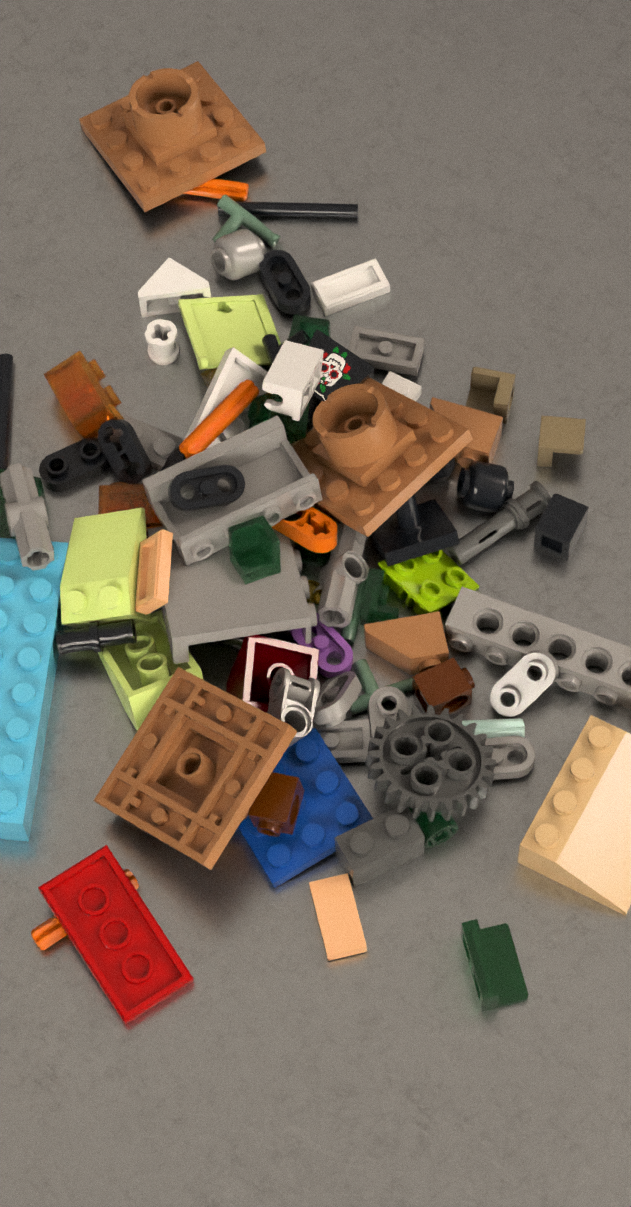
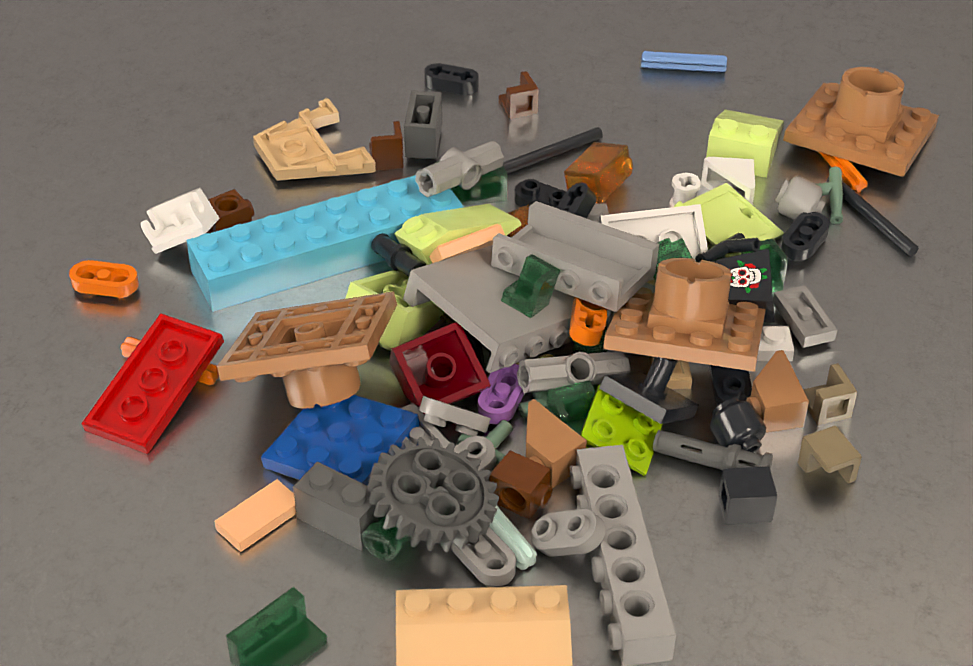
camera: 55 degrees right, 20 degrees down
(115, 240) = (745, 137): none -> yellowish green slope
(205, 488) = (563, 235): black plate -> none
(219, 418) = (634, 224): orange axle -> none
(277, 805) = (322, 411): reddish brown brick -> none
(293, 701) = (421, 376): light grey piece -> none
(294, 378) = (705, 241): white hinge -> none
(350, 287) = (842, 276): white tile -> none

